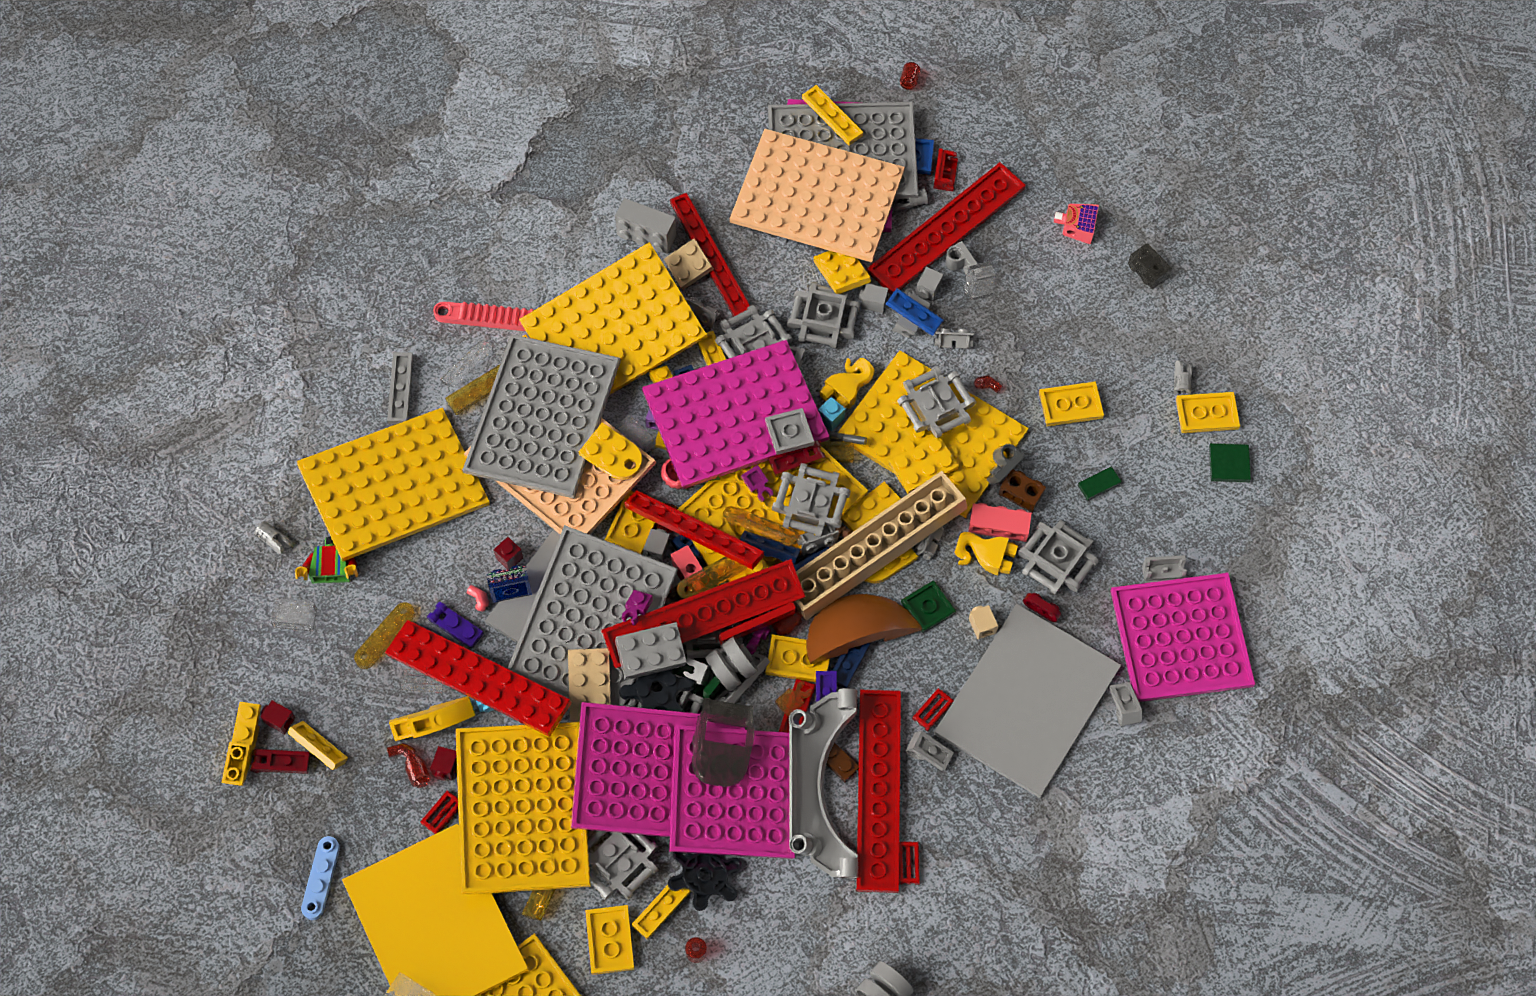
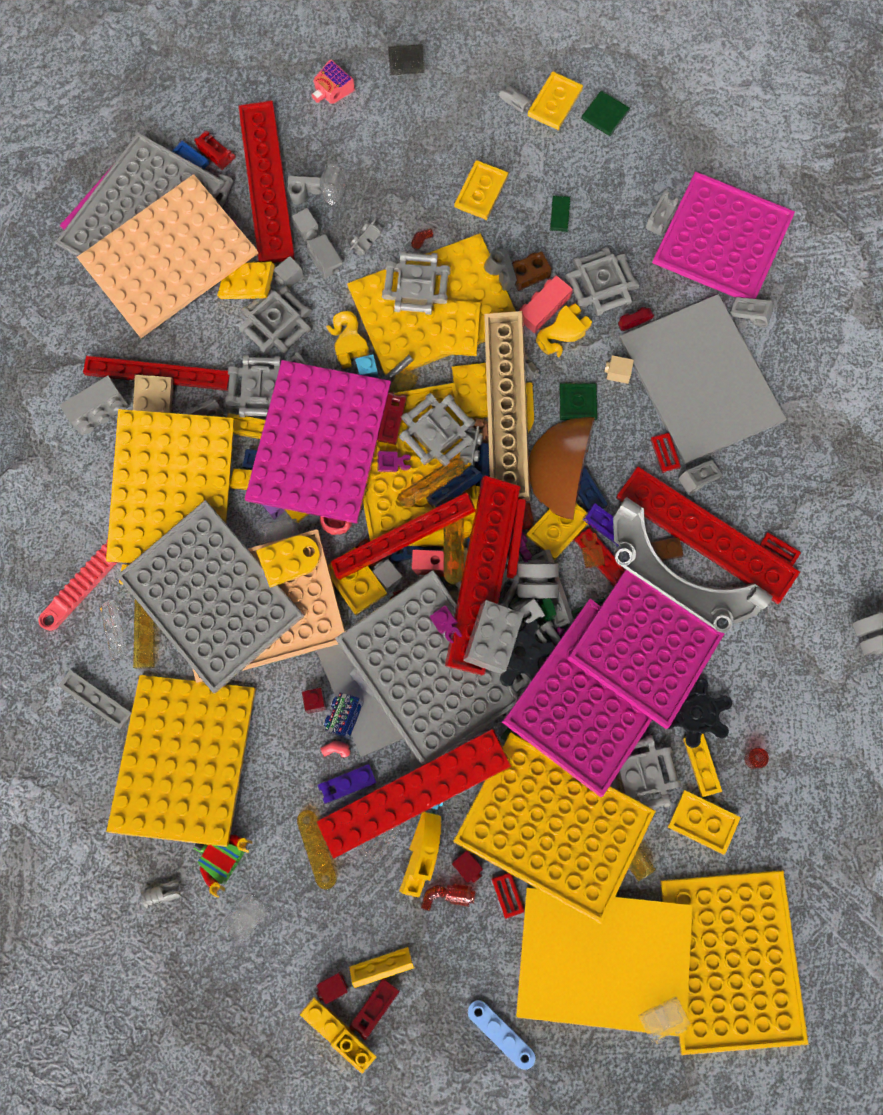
camera: 50 degrees left, 10 degrees up
(588, 679) = (479, 704): tan plate -> none
(721, 762) = (621, 642): clear smoke slope -> none
(789, 431) = (368, 407): light grey plate -> none
(832, 115) = (104, 198): yellow plate -> none
(910, 75) = (110, 121): clear red brick -> none
(914, 312) = (325, 249): blue tile -> none

